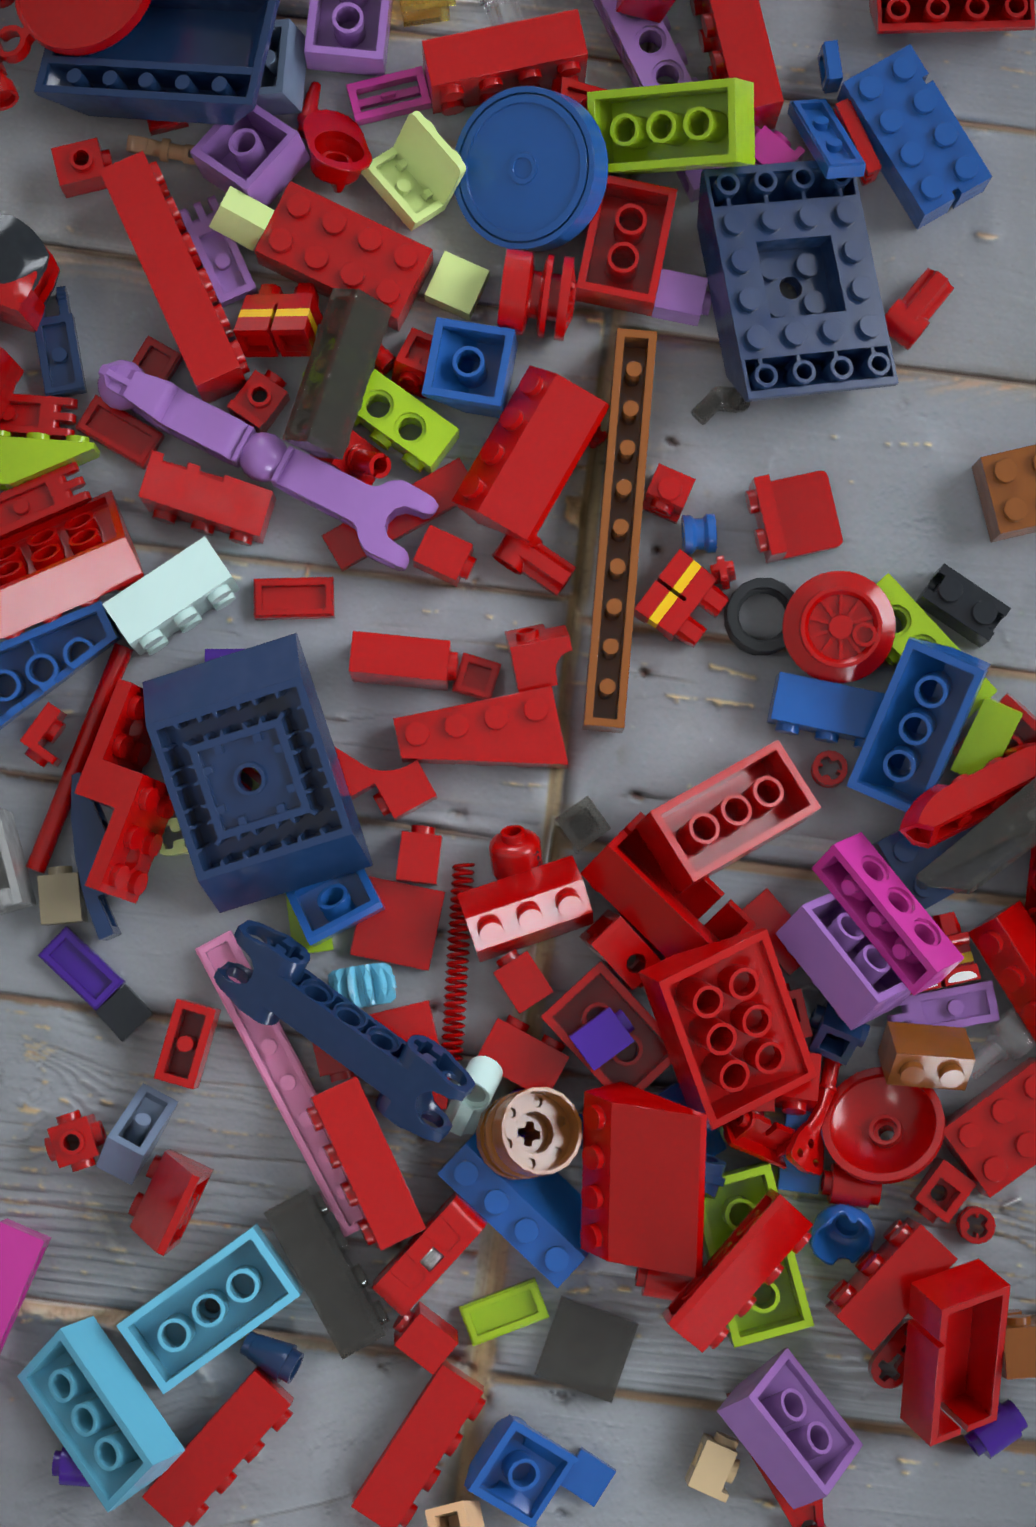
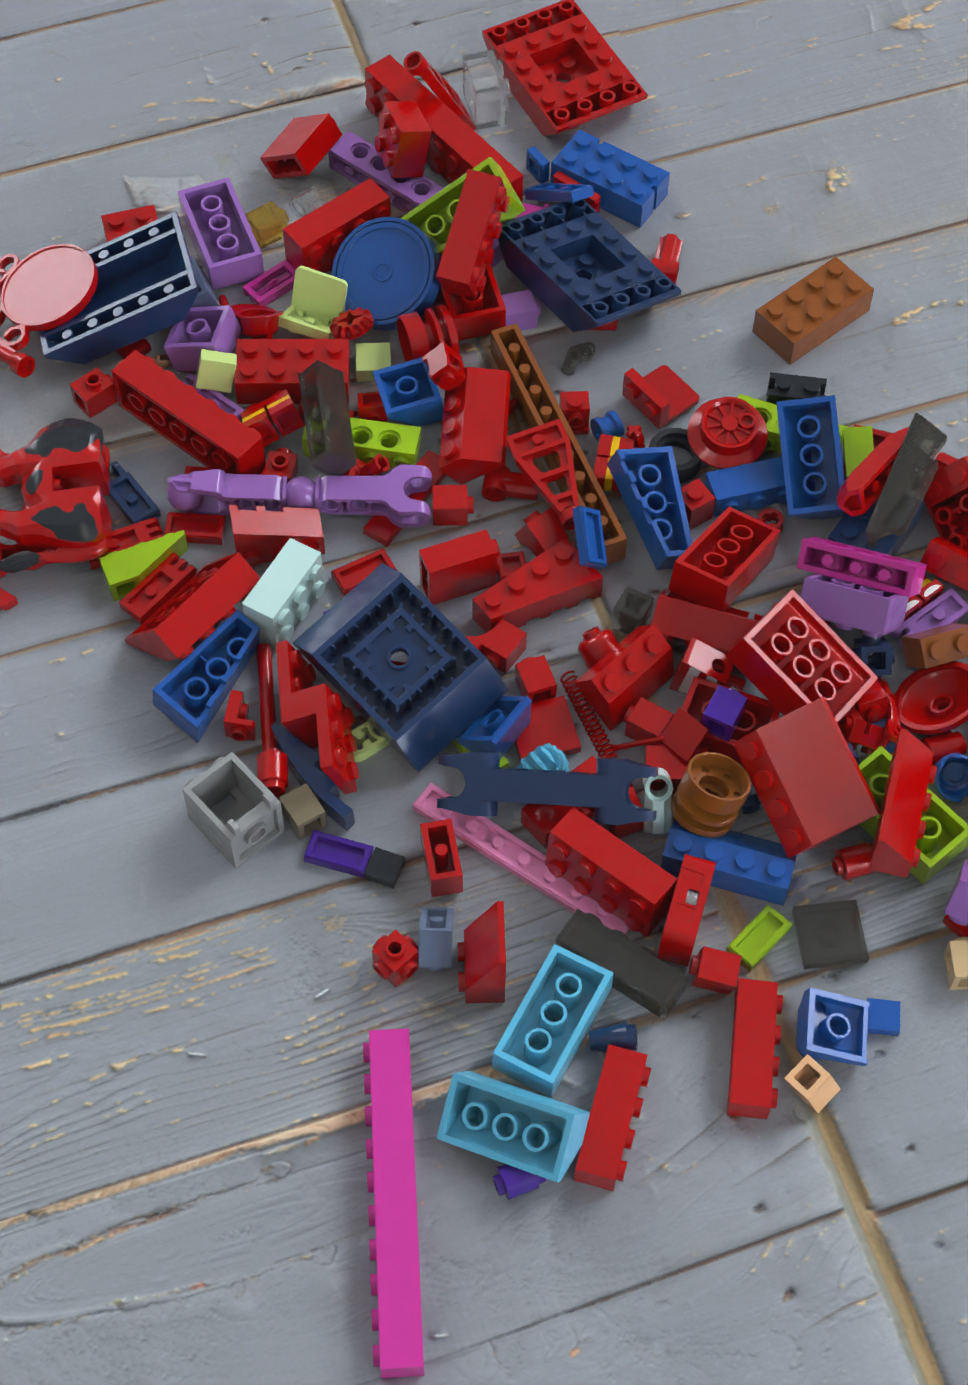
camera: 20 degrees left, 25 degrees down
(45, 837) = (273, 770): none -> red brick
(458, 235) = (361, 323): none -> red gear
(524, 366) = (445, 367): none -> red brick
(540, 1029) = (681, 735): none -> red piece
(573, 712) = (589, 537): none -> blue tile
(583, 539) = (539, 442): none -> red plate
(650, 192) = (473, 234): none -> red brick
(689, 689) = (654, 500): none -> blue wedge
(743, 703) = (698, 503): none -> red brick

